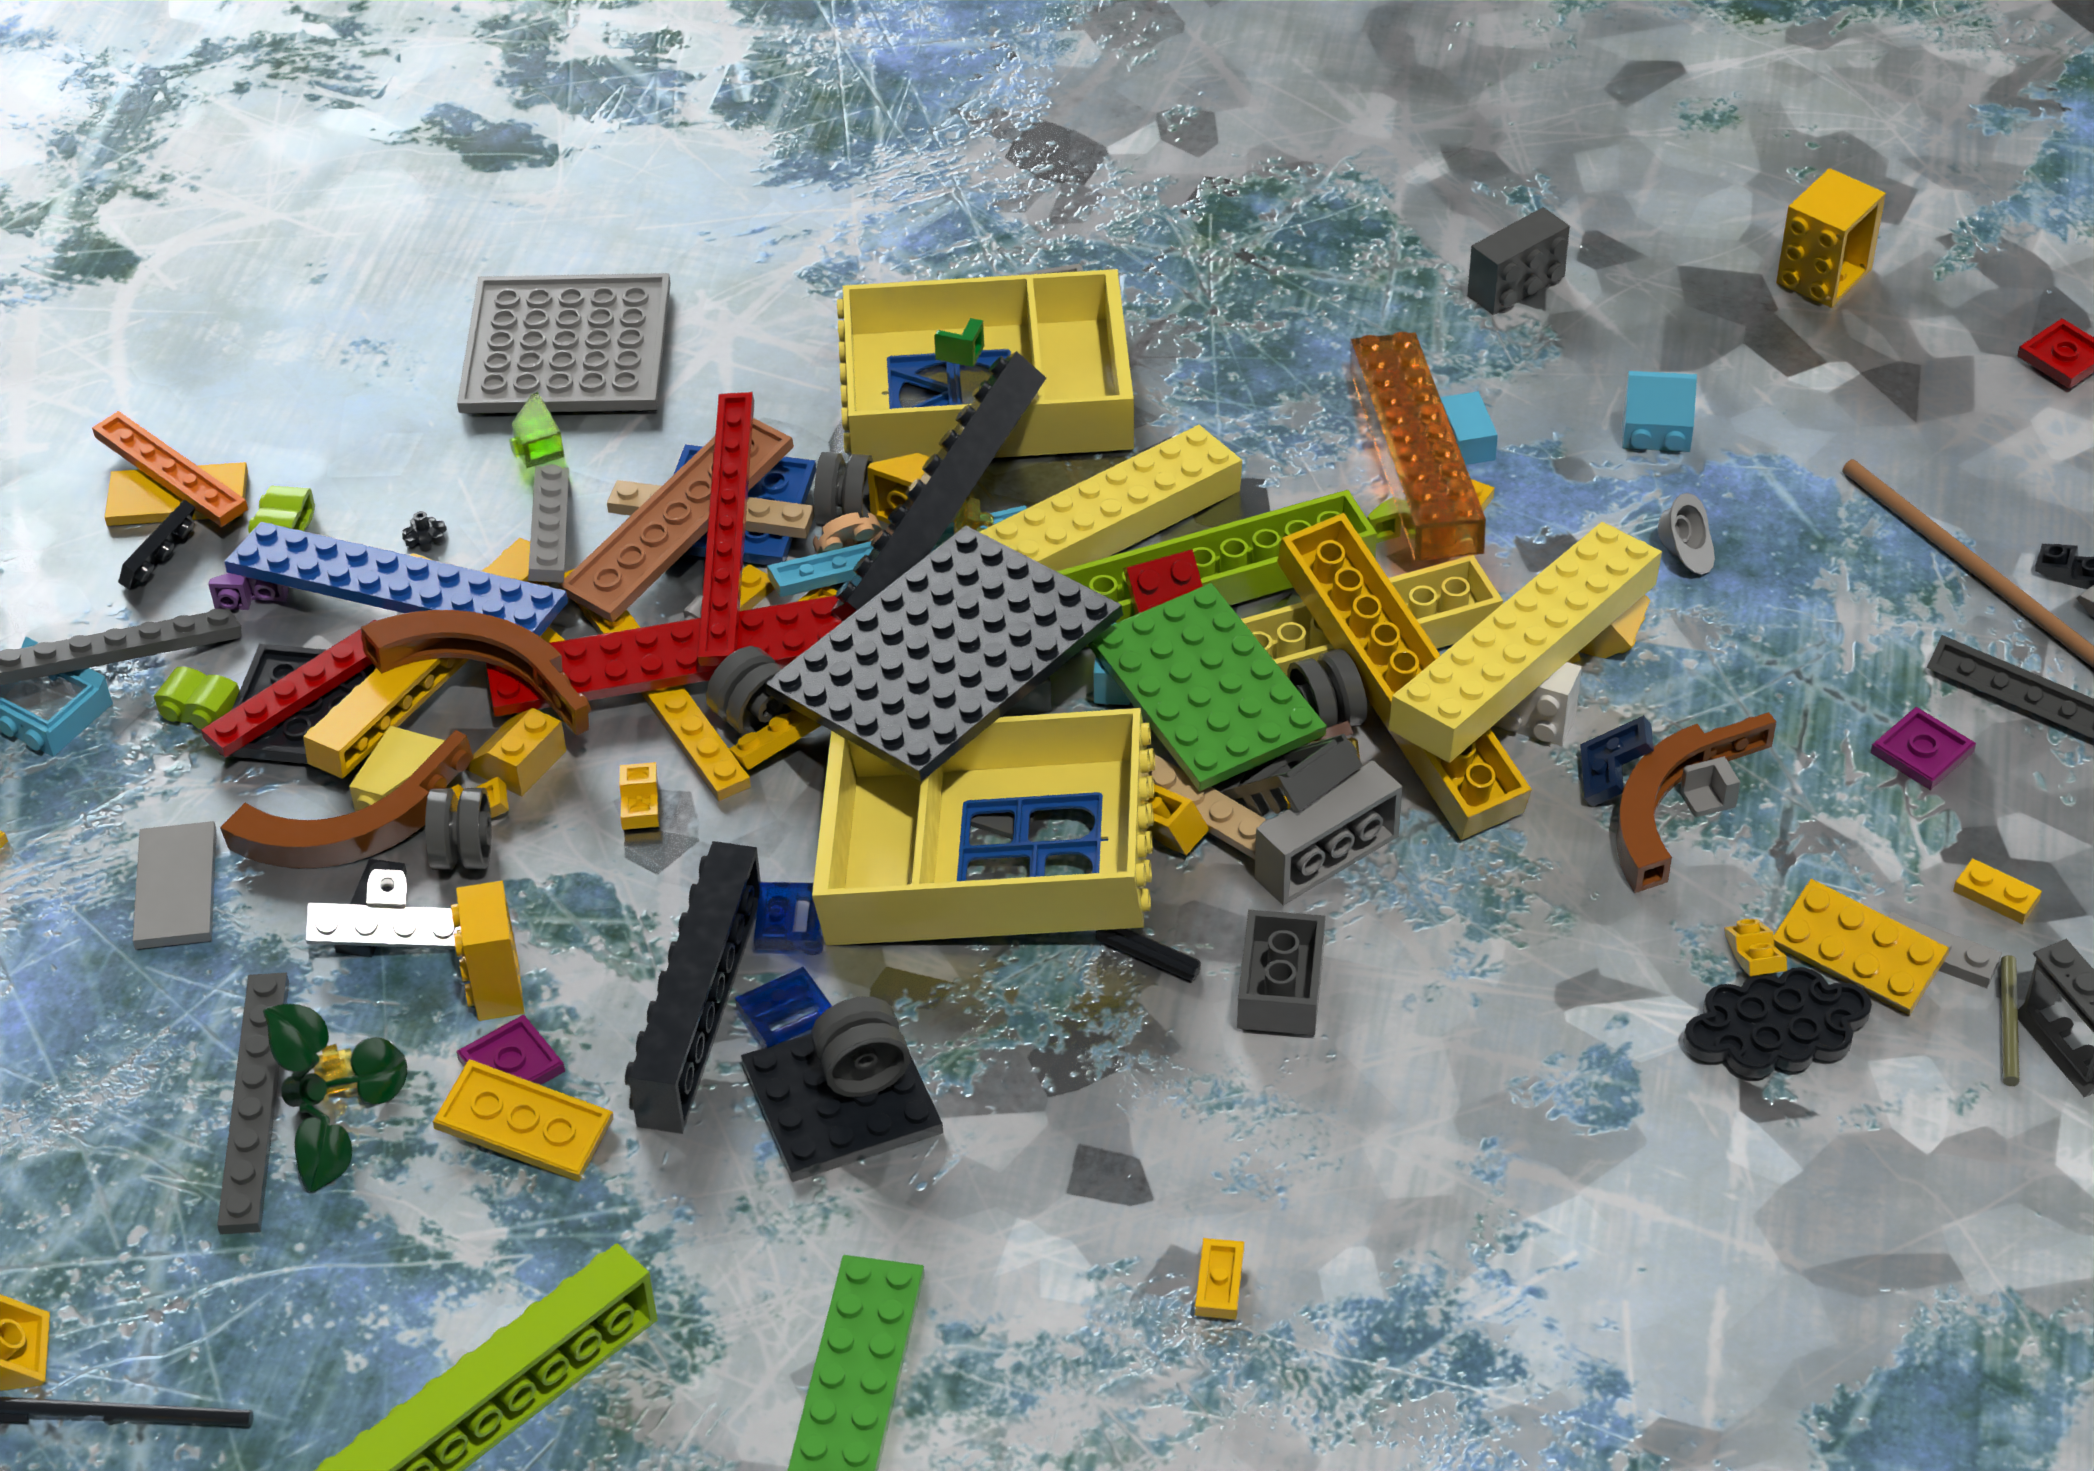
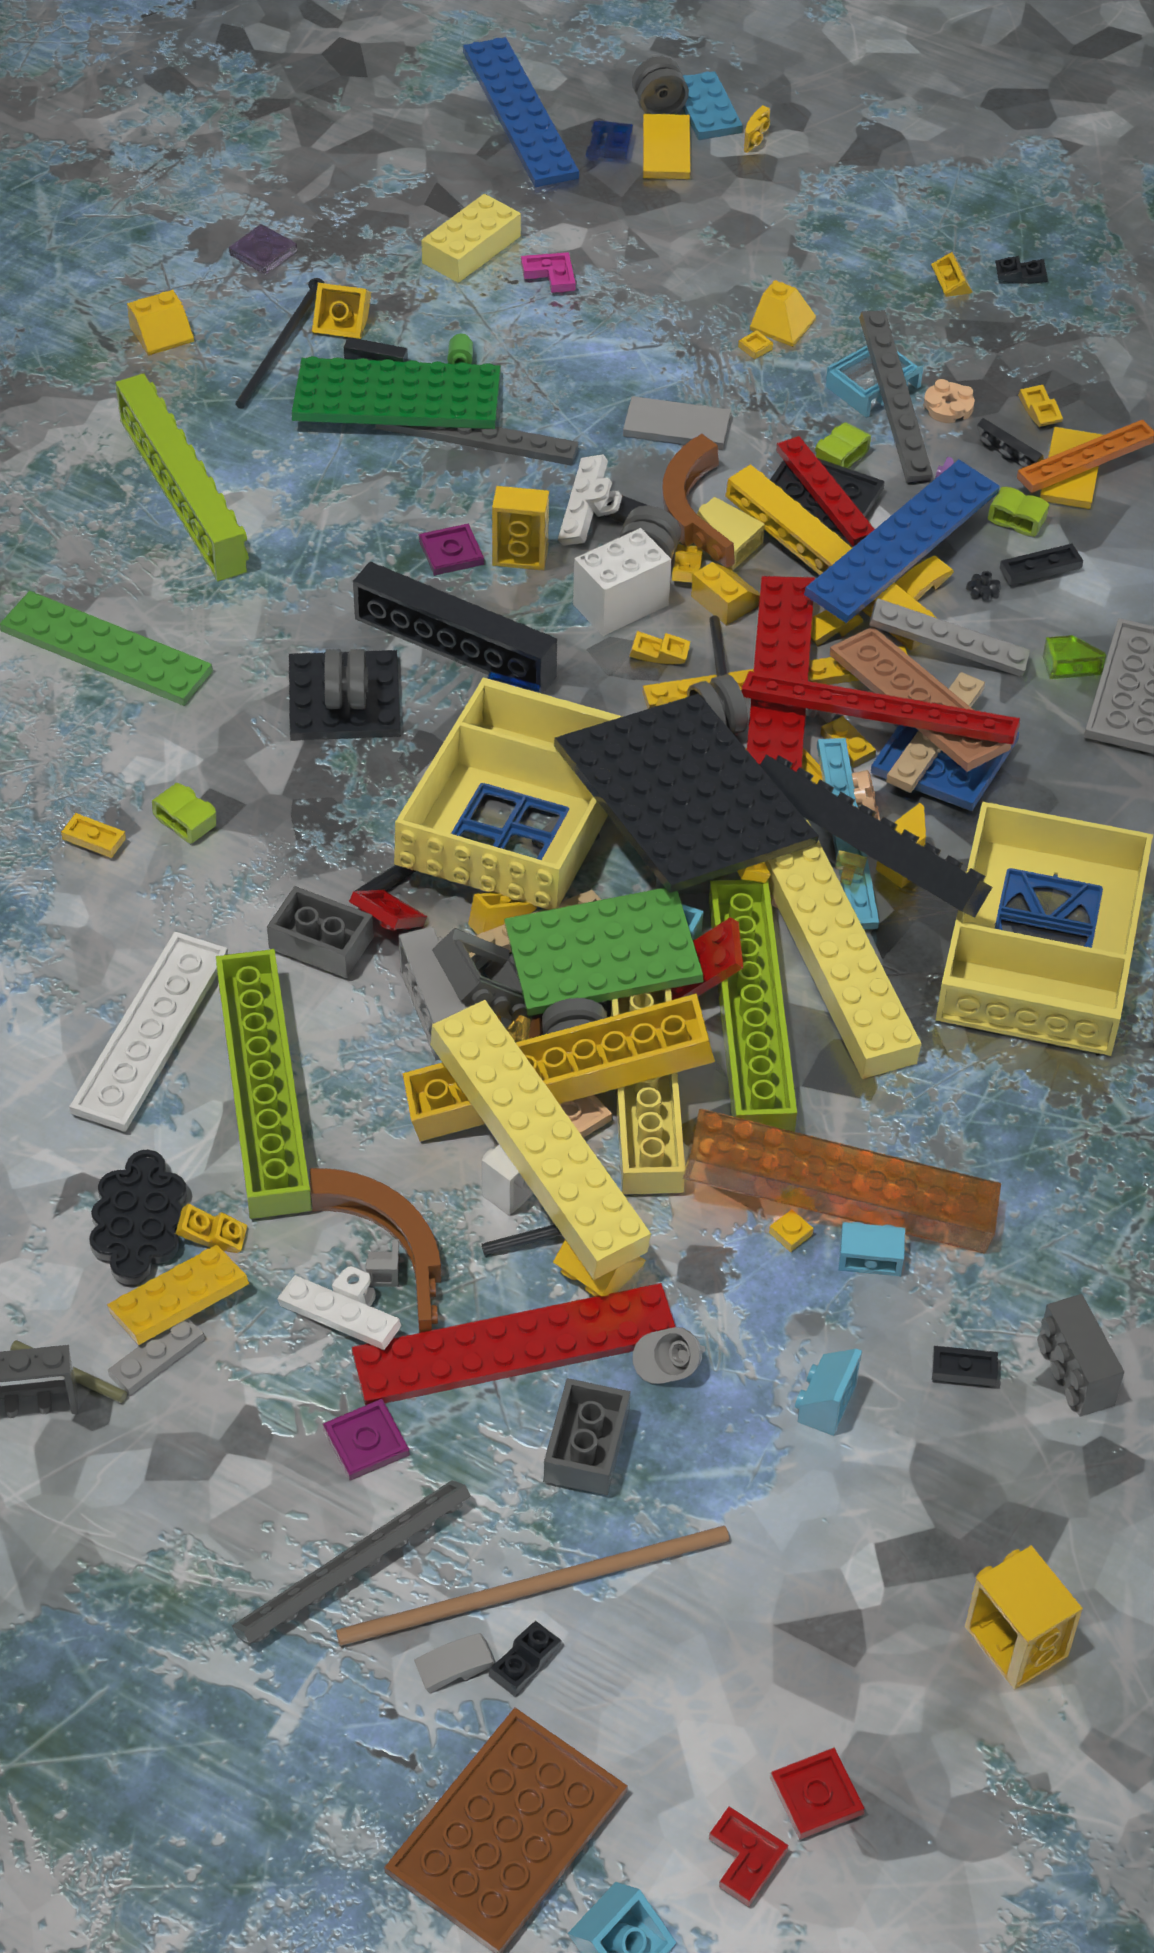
camera: 105 degrees right, 5 degrees up
(61, 611) = (960, 400): none -> light nougat plate
(68, 538) = (1039, 406): none -> yellow slope
(70, 1163) = (460, 349): none -> bright green brick
(90, 1274) = (358, 349): none -> black piece
(189, 1216) = (397, 393): none -> green plate
(335, 1065) = (481, 470): clear yellow tile -> none
(374, 485) = (1041, 564): none -> black plate
(379, 1069) = (410, 447): dark green plant -> none
(480, 638) = (792, 579): dark orange arch -> none
(523, 1120) = (396, 537): yellow tile -> none
(555, 831) = (621, 581): none -> white container
(632, 730) = (717, 643): none -> black bar
(780, 1000) = (434, 678): clear blue plate -> none
(841, 487) = (931, 791): dark grey wheel -> none
(960, 348) = (1041, 886): green panel -> none
(1137, 1187) = (184, 812): none -> lime brick
(1215, 916) = (388, 909): none -> red plate
(1507, 1103) = (148, 1032): none -> white plate
(1532, 957) = (263, 1085): none -> lime brick
(1563, 346) = (964, 1365): none -> black plate
(1606, 754) = (435, 1204): dark blue plate -> none
(1607, 686) = (520, 1239): none -> black bar
(1756, 680) = (510, 1344): none -> red plate
(1787, 801) = (342, 1308): none -> white plate
(1823, 568) = (586, 1436): none -> dark grey brick
(1997, 891) = (193, 1421): yellow plate -> none

